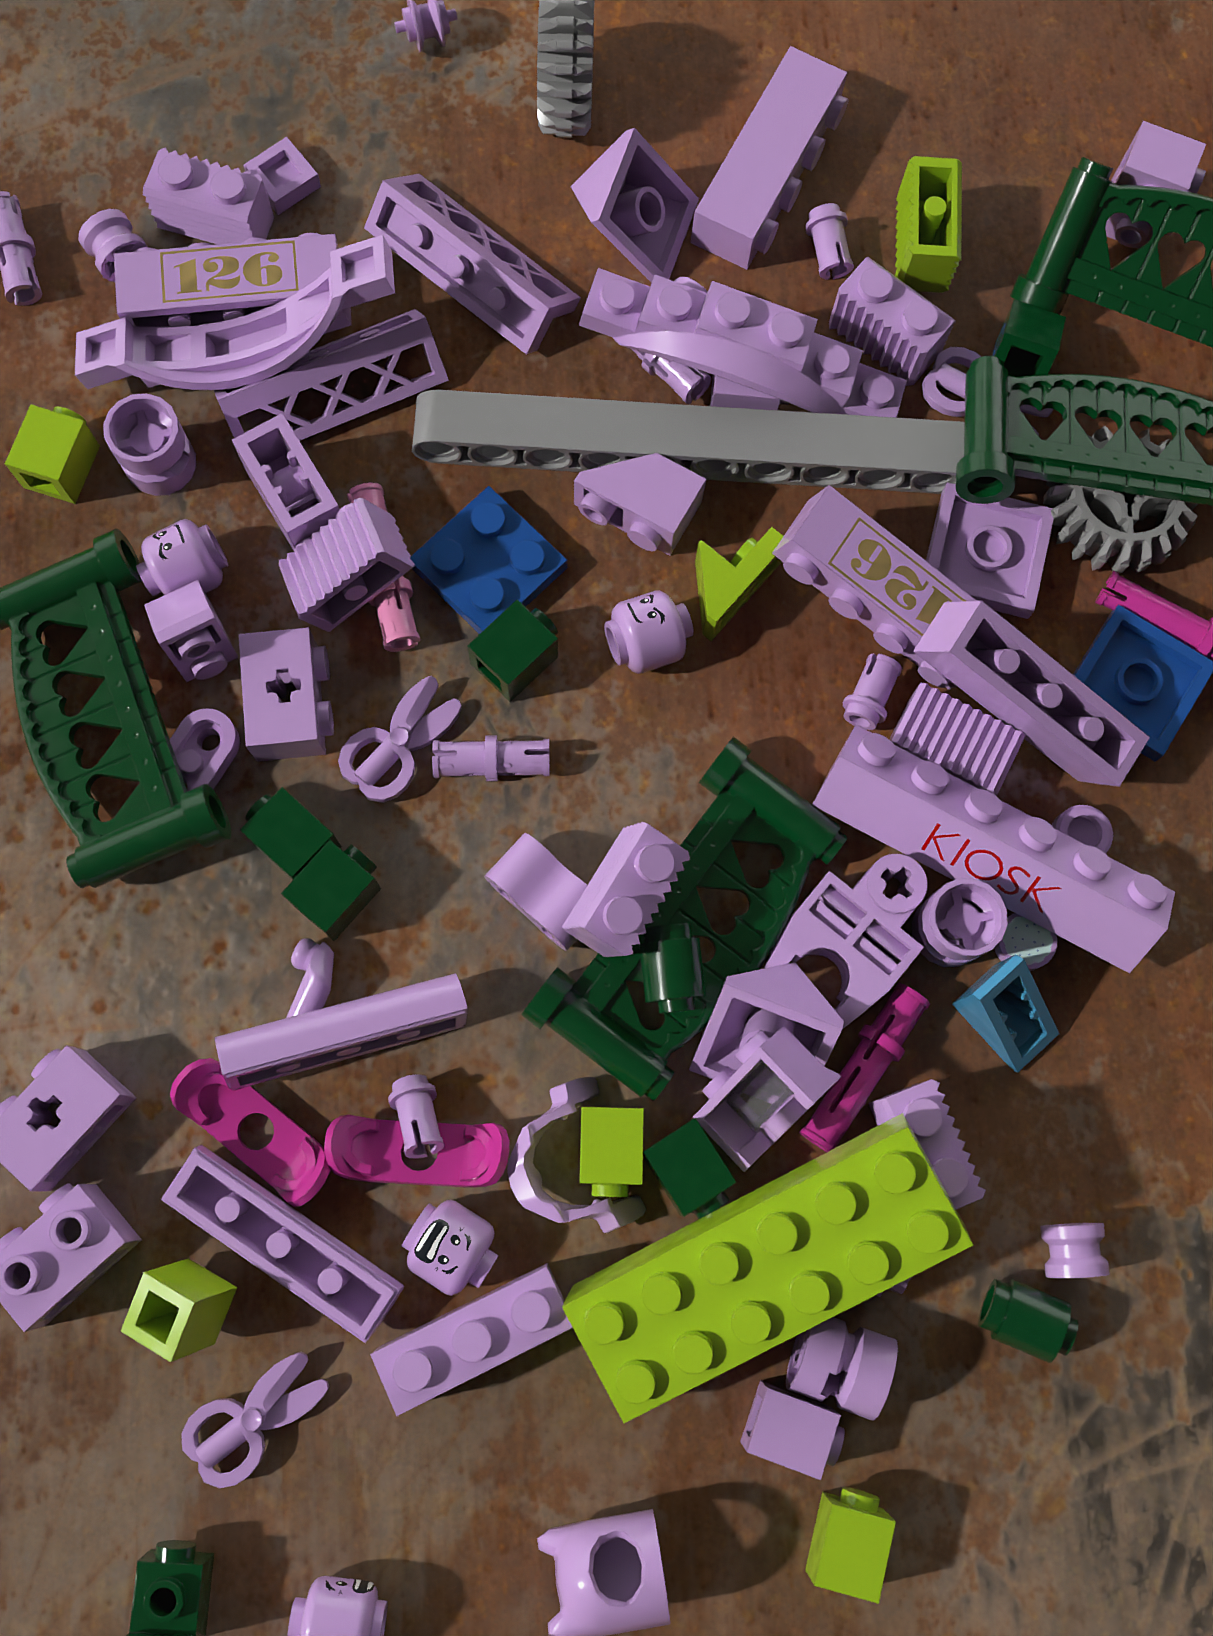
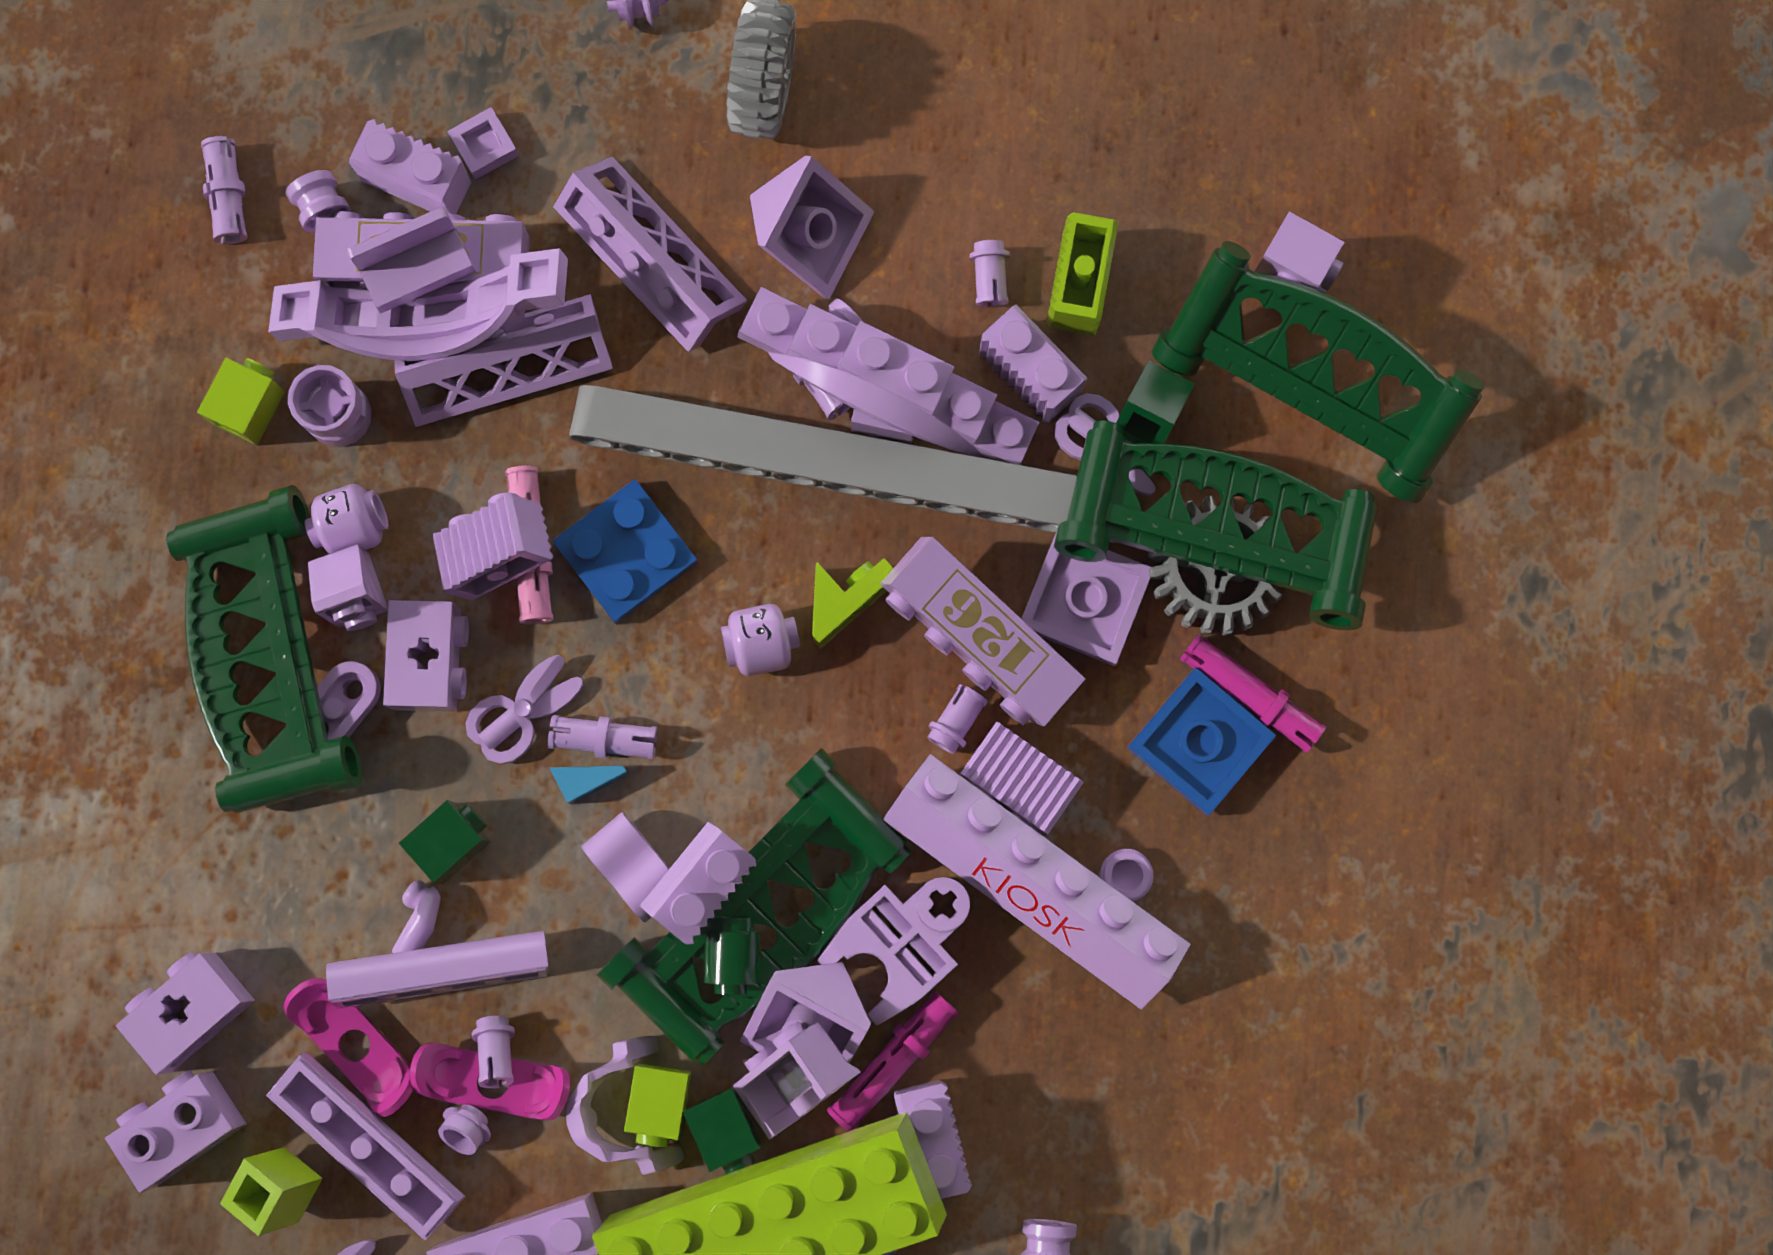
camera: 10 degrees right, 5 degrees up
(220, 274) = (411, 259): none -> lavender panel
(286, 479) = (450, 459): lavender brick -> none
(286, 831) = (411, 785): dark green brick -> none
(393, 1208) = (464, 1129): none -> lavender plate
(450, 1247) = (508, 1168): lavender head -> none
(477, 806) = (583, 781): none -> dark azure piece
(514, 649) = (637, 639): dark green brick -> none
(643, 497) = (776, 509): lavender slope -> none
(769, 157) = (945, 183): lavender brick -> none
(959, 922) = (995, 945): lavender wheel -> none
(1009, 1012) = (1029, 1031): dark azure slope -> none
(1027, 941) = (1054, 969): light aqua tile -> none
(1031, 692) = (1088, 750): lavender brick -> none

